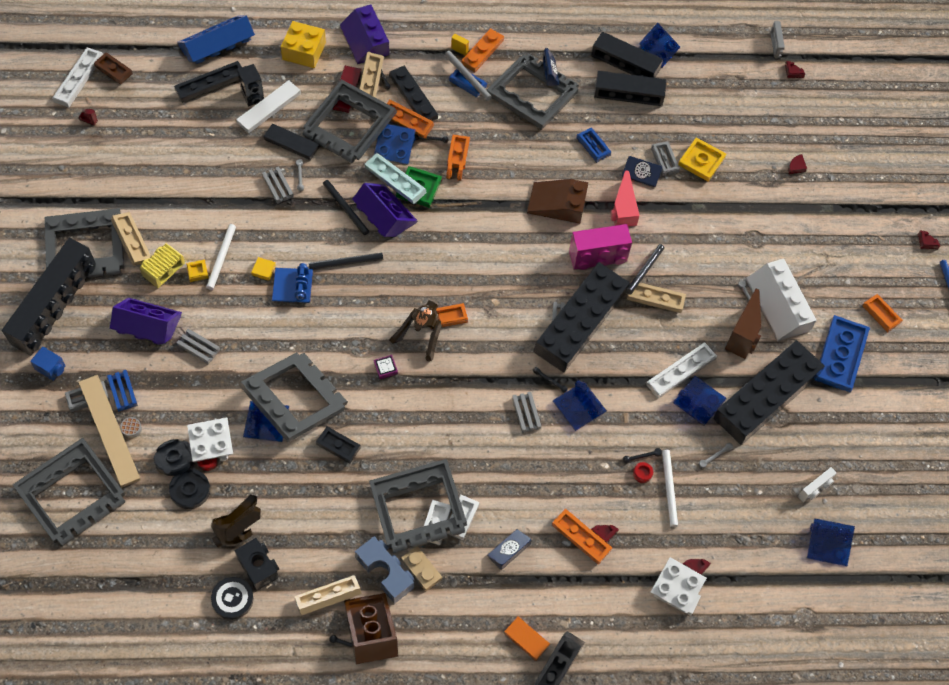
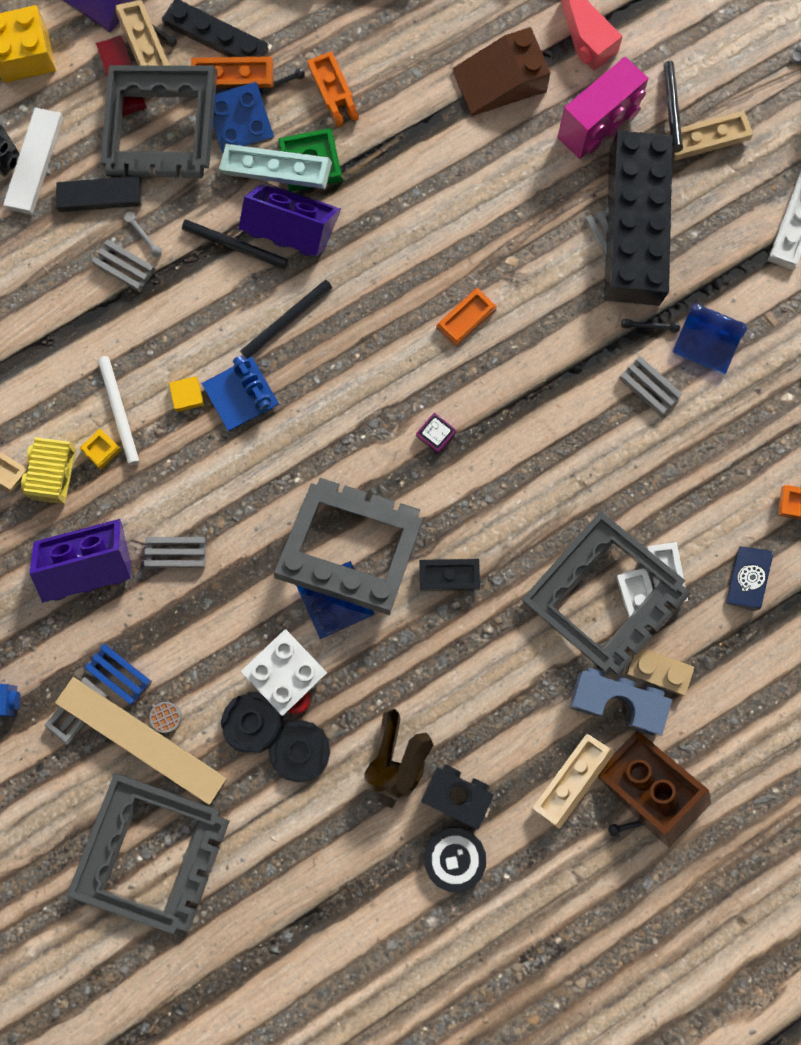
camera: 25 degrees left, 15 degrees up
(423, 317) = (450, 338): dark brown piece -> none

